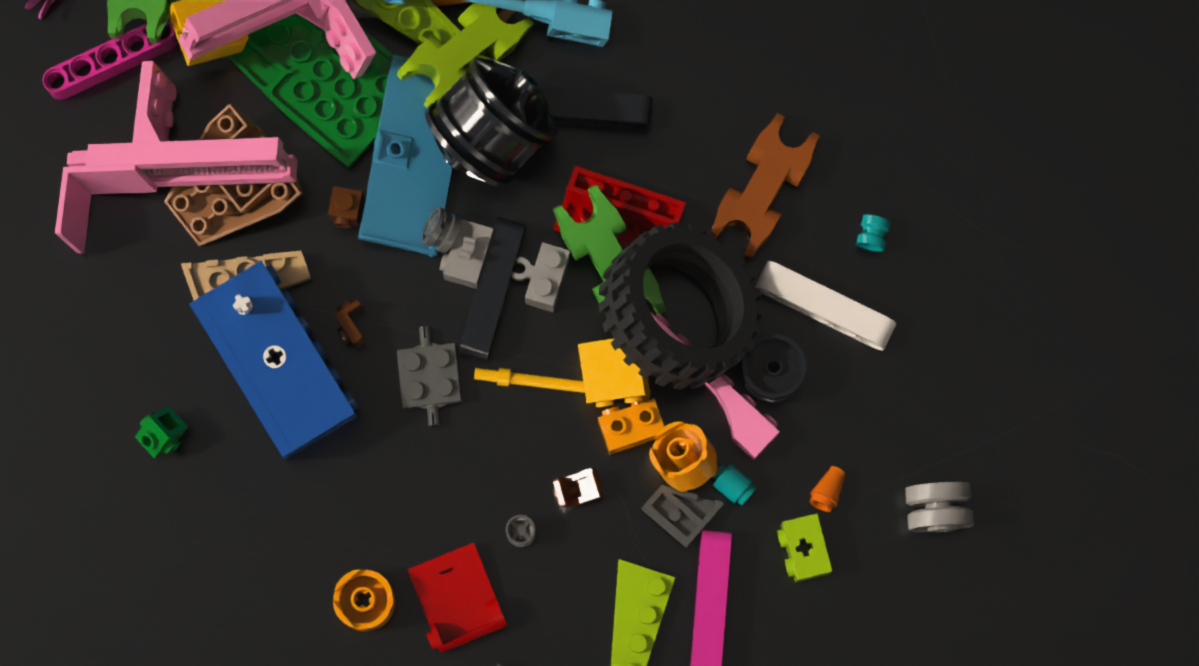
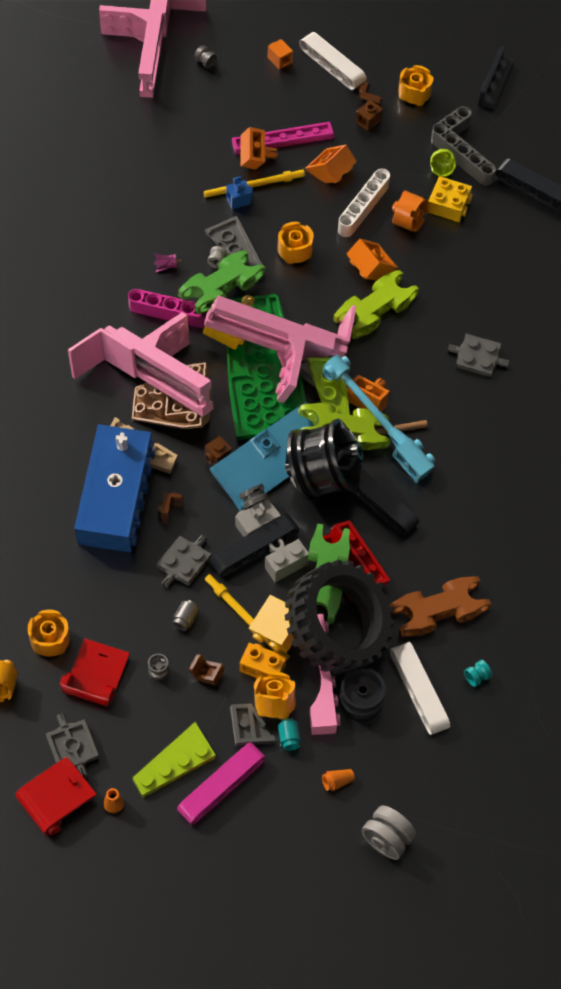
camera: 40 degrees right, 20 degrees down
(161, 432) = (30, 479): green brick -> none
(494, 443) = (185, 615): none -> flat silver brick
(810, 532) = (296, 808): lime brick -> none

